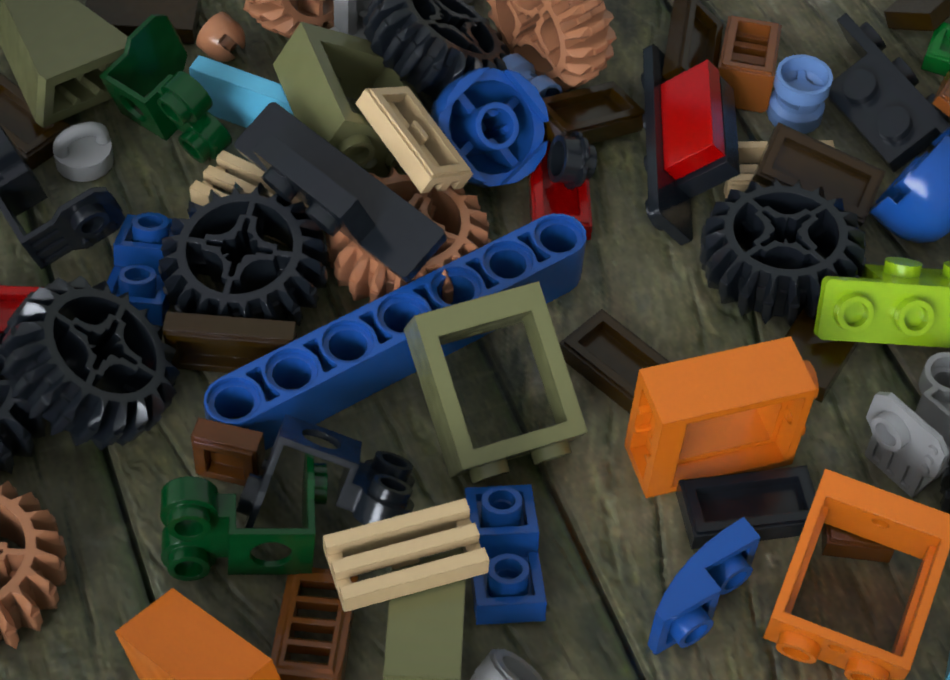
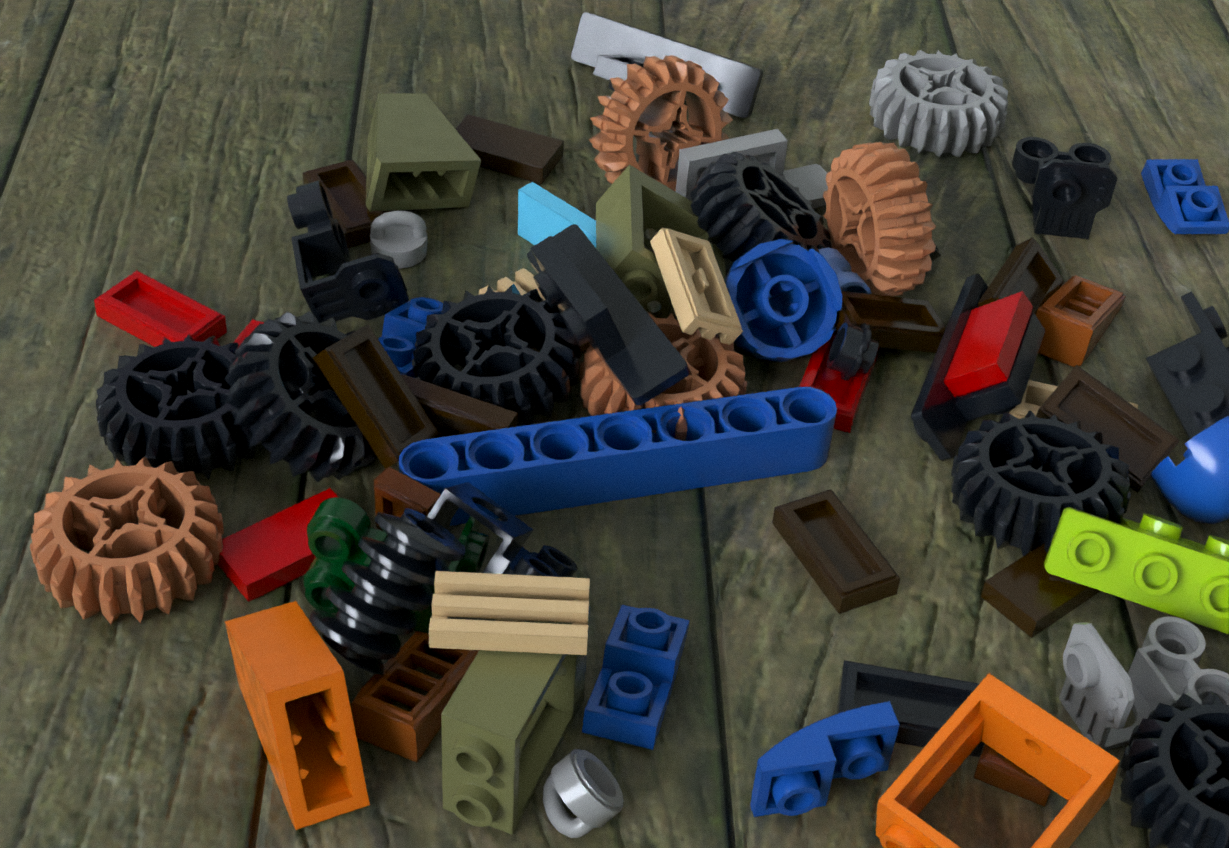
camera: 20 degrees right, 10 degrees down
(119, 523) = (271, 549): none -> red tile
(156, 346) = (375, 394): none -> dark brown tile
(176, 101) = (486, 199): dark green piece -> none
(220, 37) = (566, 179): nougat hinge -> none
(271, 558) = (387, 589): none -> black piece
(477, 316) = (687, 449): olive window -> none
(719, 414) = (909, 563): orange window -> none
(796, 100) = (1112, 356): medium blue wheel -> none

